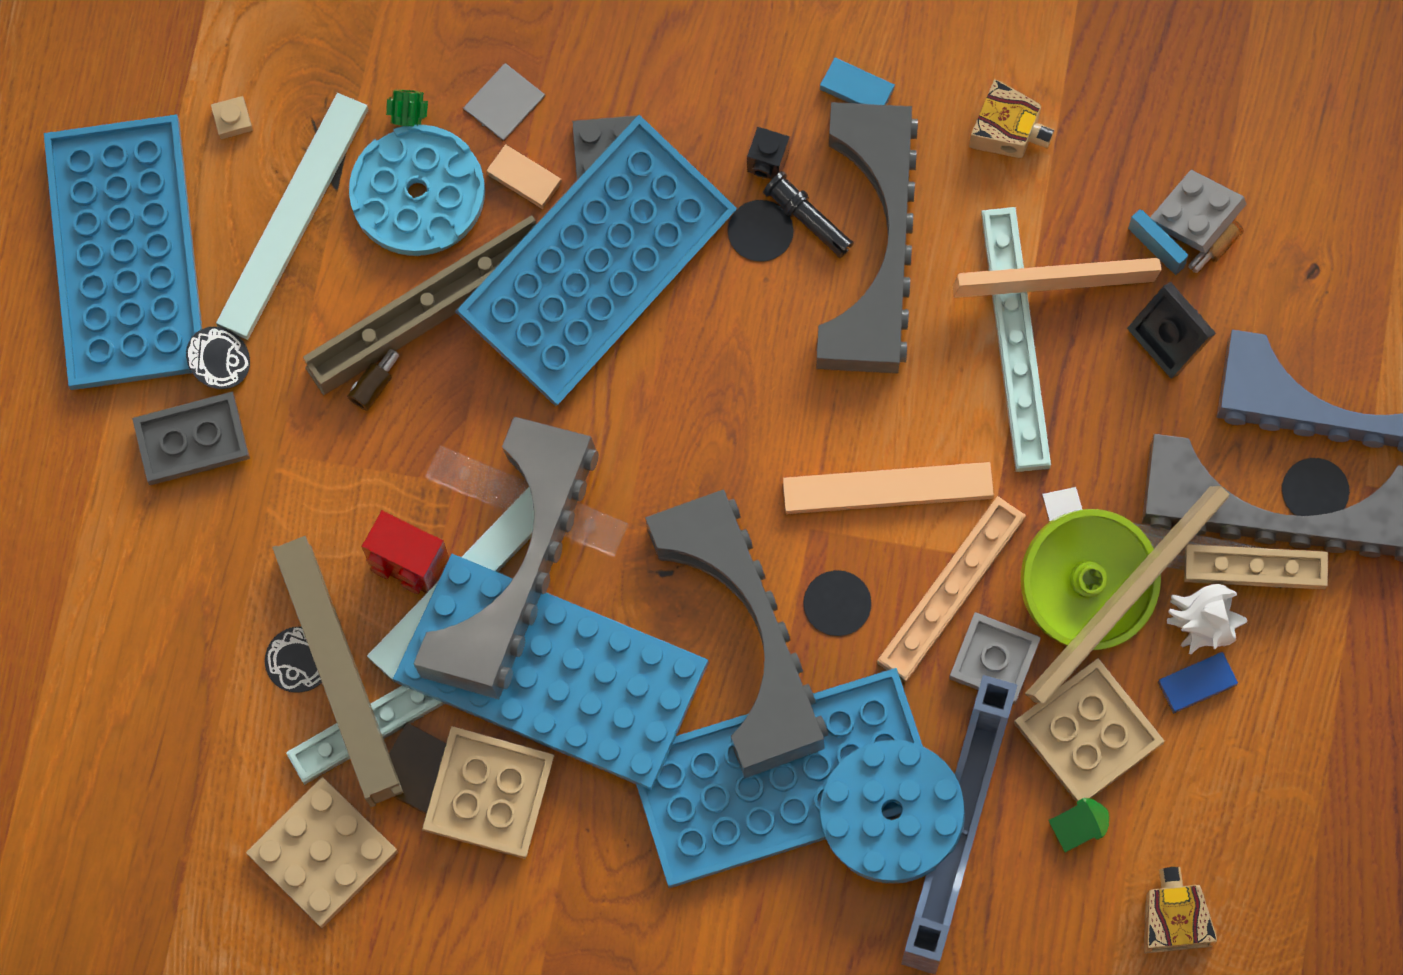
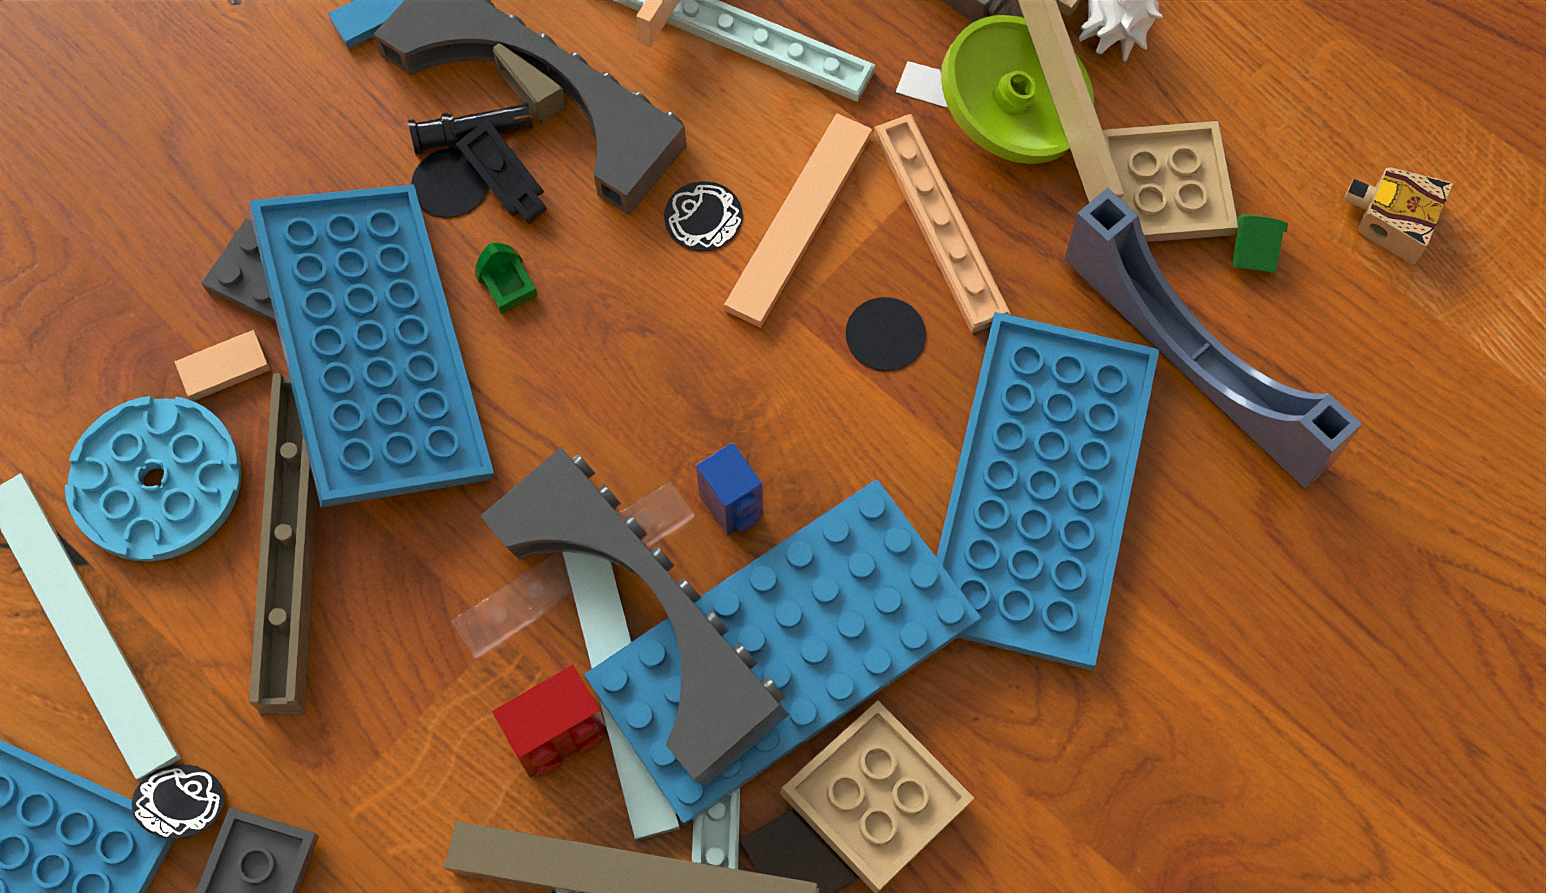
camera: 60 degrees left, 5 degrees down
(372, 382) = (330, 649): dark brown piece -> none
(406, 107) = (56, 432): green gear -> none
(504, 101) = (127, 340): light grey window -> none
(638, 567) = (730, 489): none -> blue brick
(708, 317) = (504, 276): none -> green tile
(767, 153) = (380, 123): black brick -> none
(782, 719) = (983, 438): dark grey arch -> none
(786, 262) = (503, 171): none -> black hinge
(848, 420) = (703, 216): none -> black sticker
(865, 243) = (530, 85): none -> dark tan slope
(899, 847) = (1141, 438): dark azure plate -> none
(994, 651) = (1034, 220): light grey plate -> none
(1198, 682) = (1171, 66): blue tile -> none

